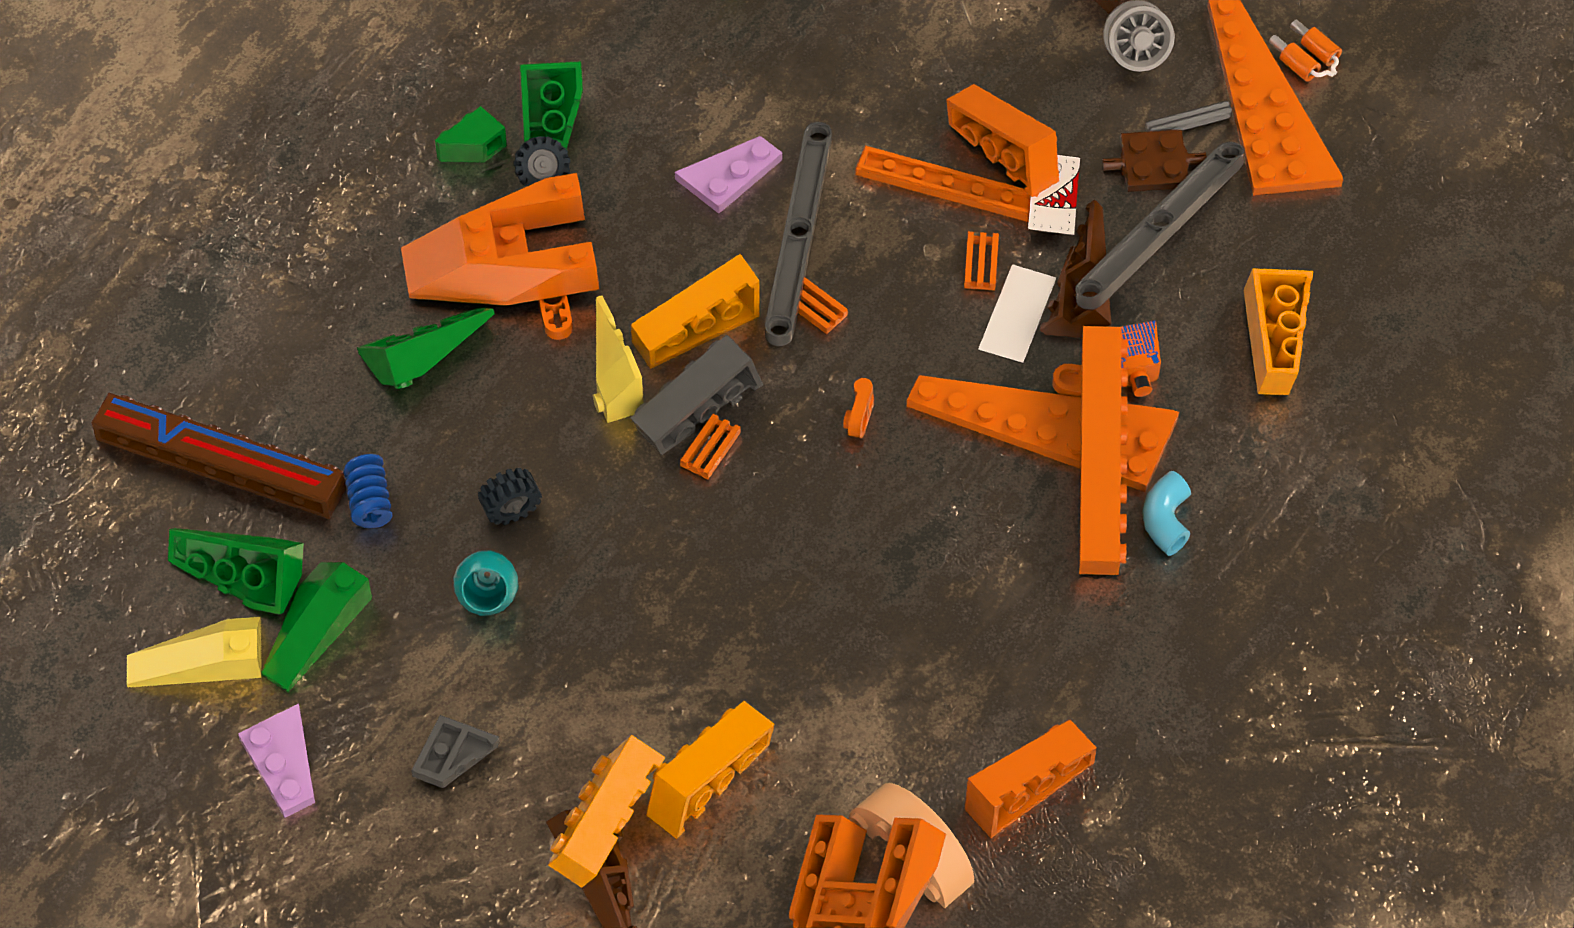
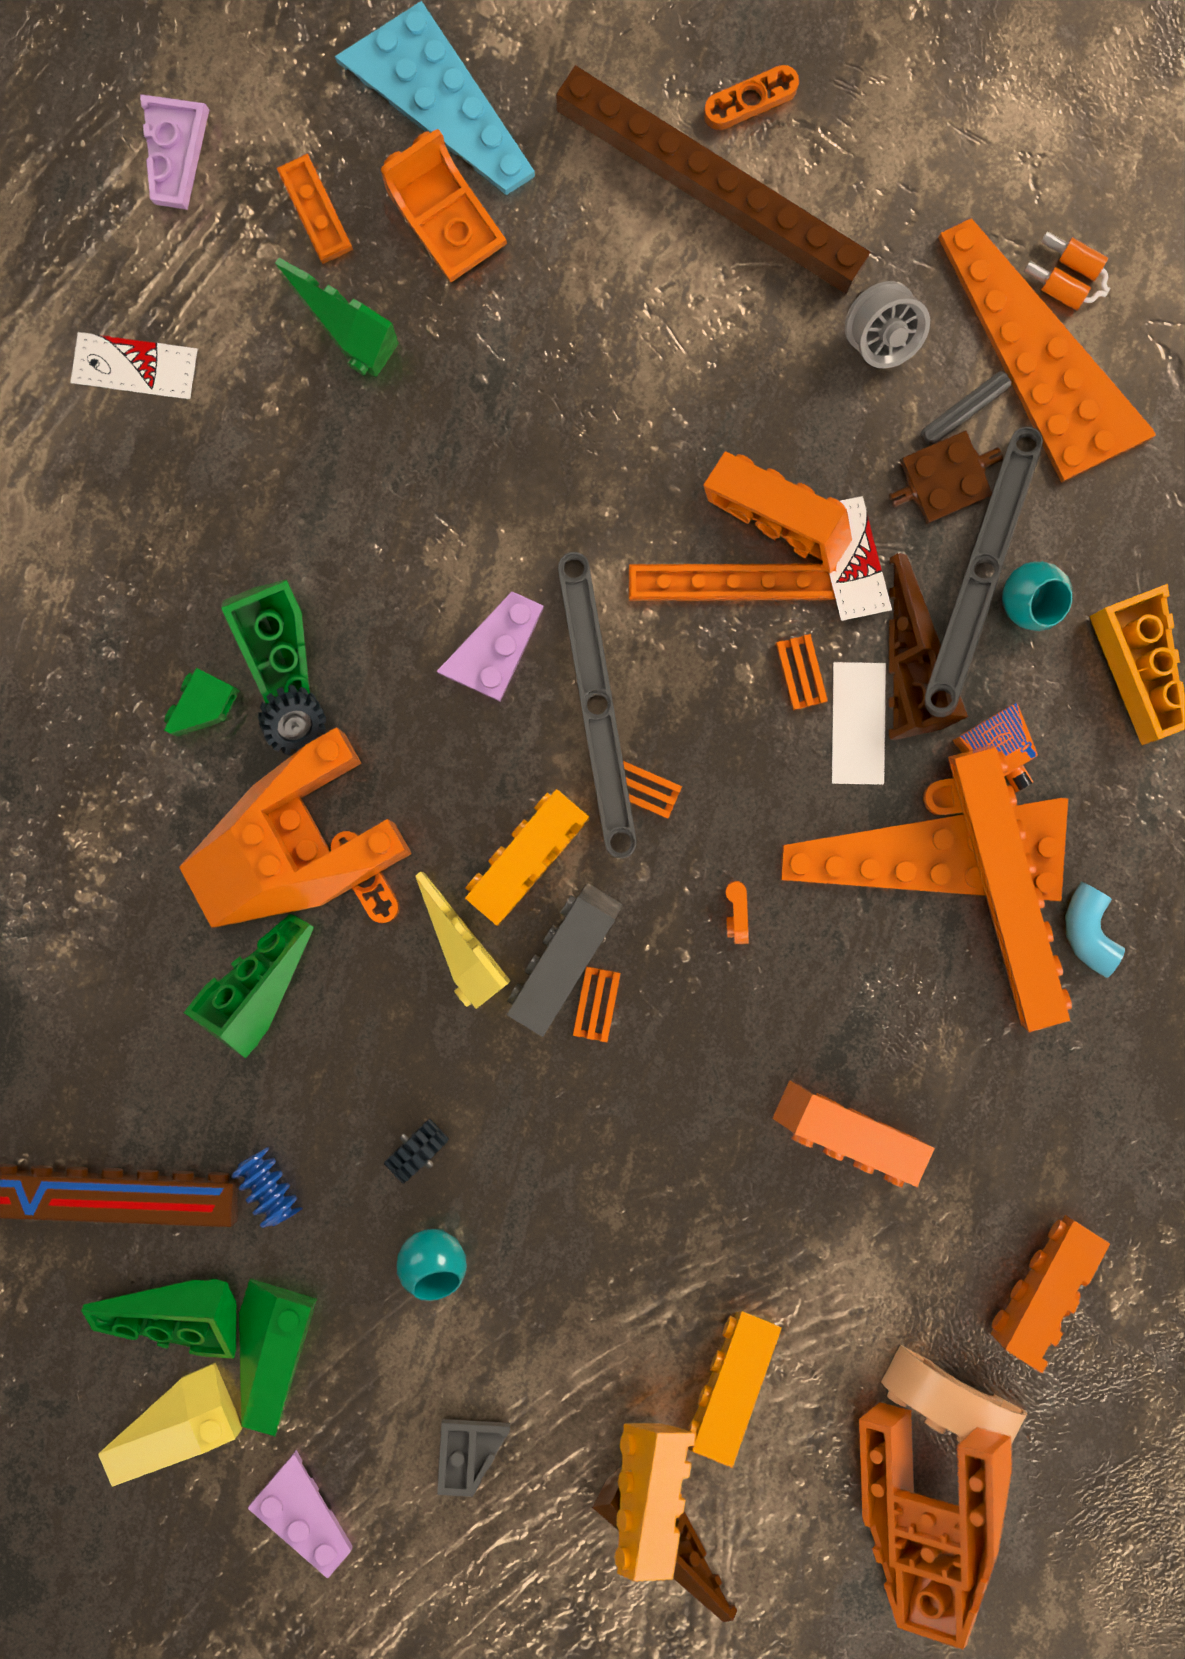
camera: 20 degrees left, 30 degrees up
(896, 598) = (852, 1135): none -> orange wedge
(1209, 249) = (1037, 596): none -> teal helmet

